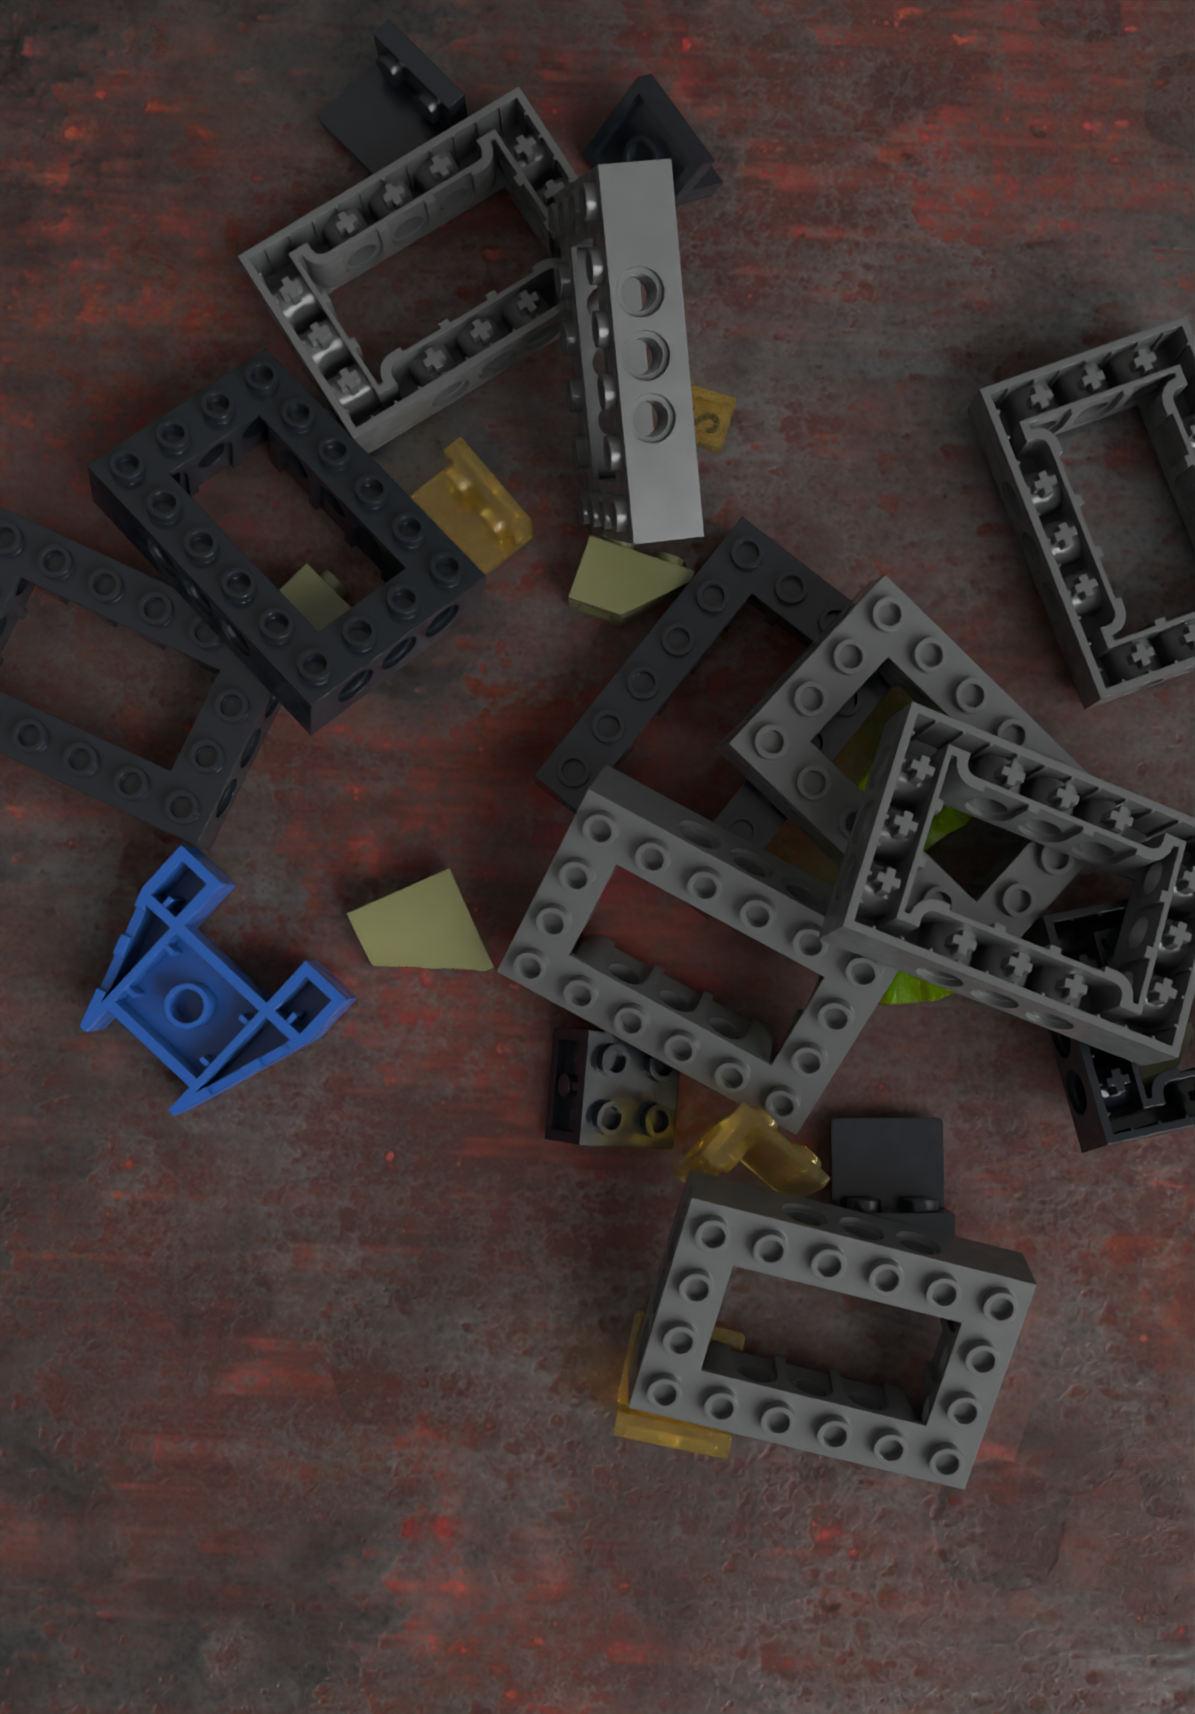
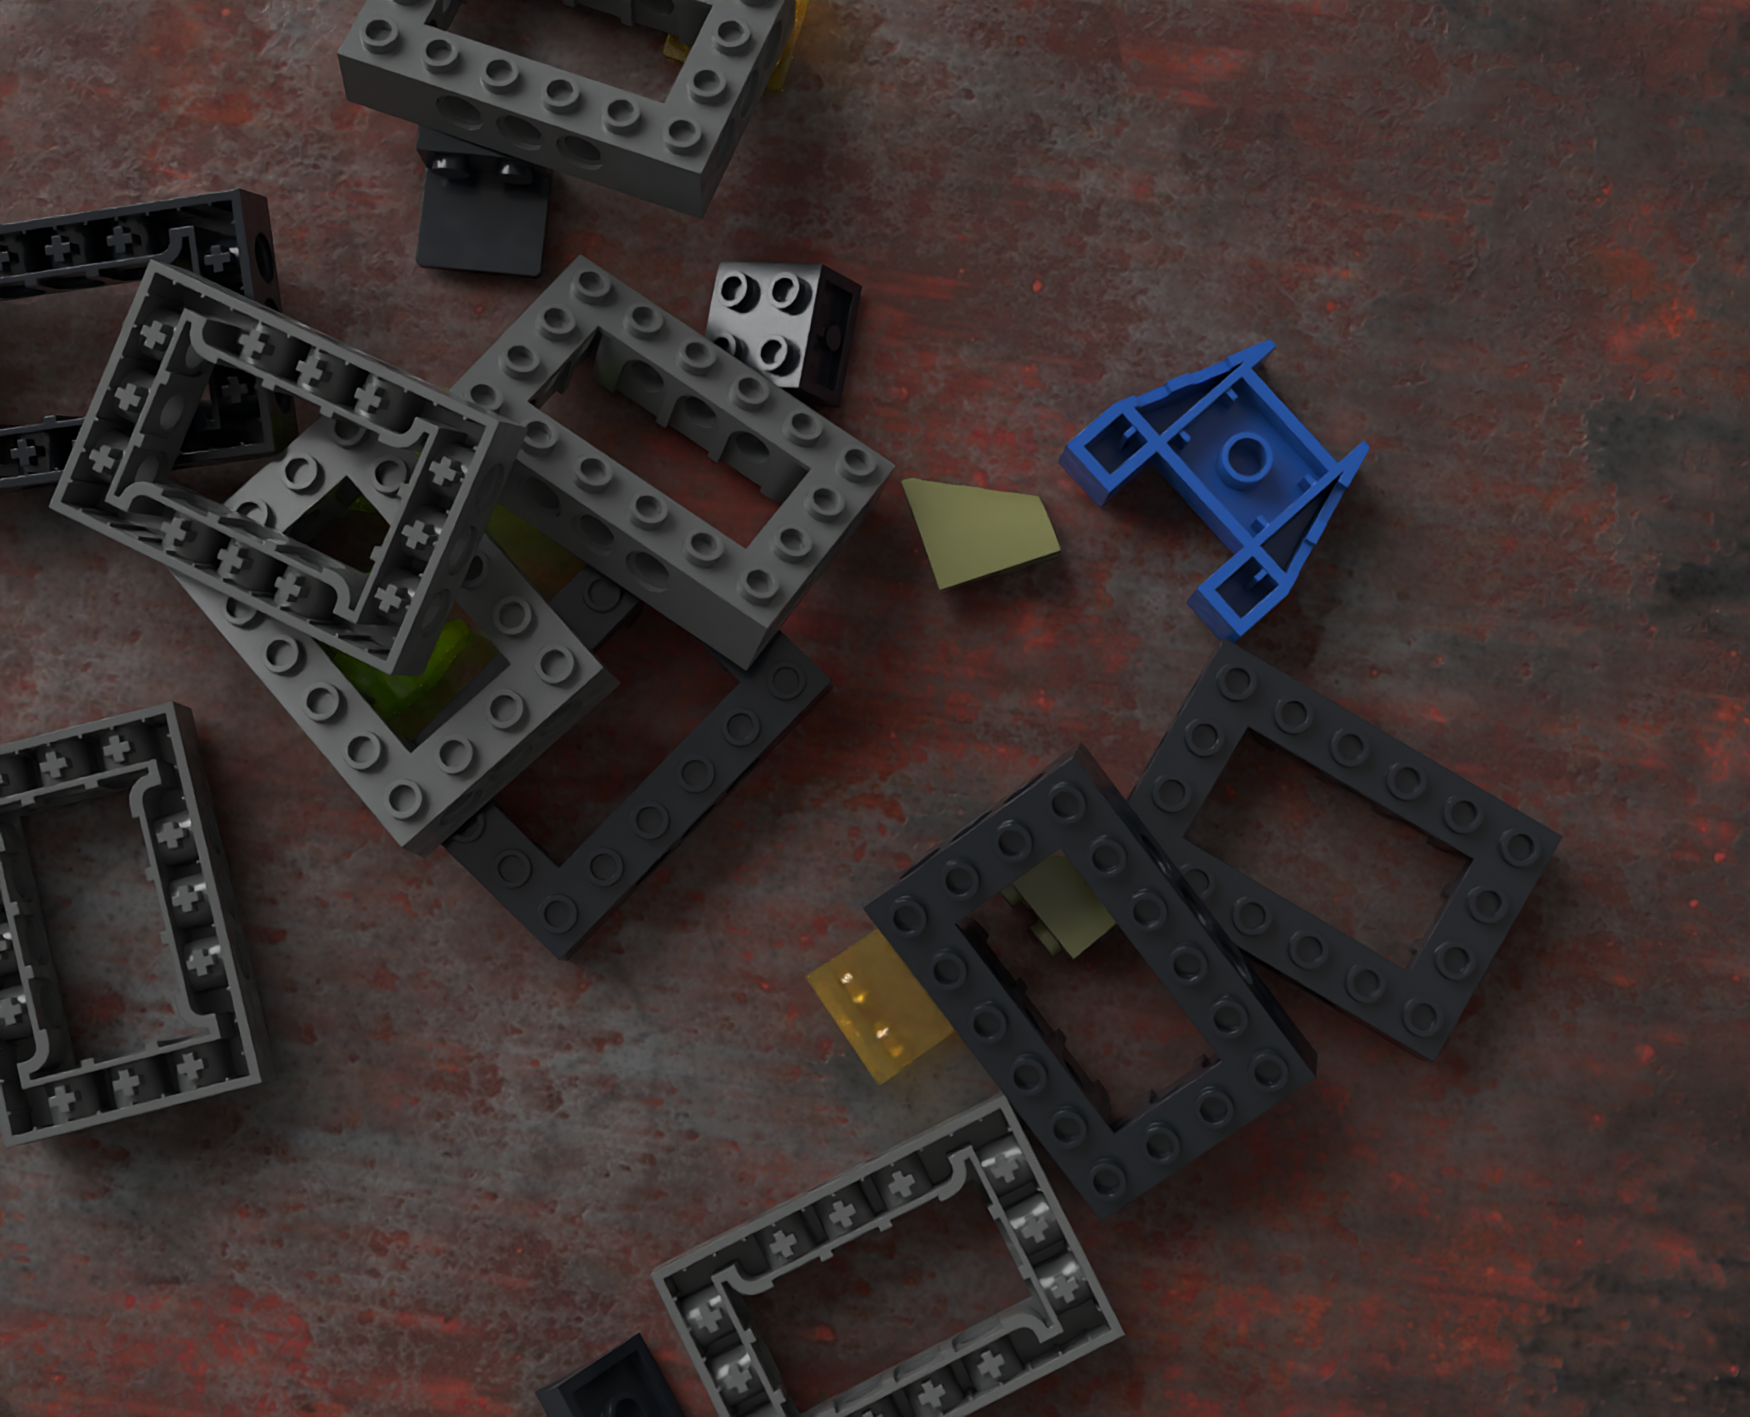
camera: 170 degrees left, 0 degrees up
(613, 234) = (648, 1269): dark grey brick -> none
(625, 584) = (707, 904): olive slope -> none
(711, 417) = (592, 1101): clear yellow tile -> none
(752, 1138) = (654, 255): clear yellow bracket -> none

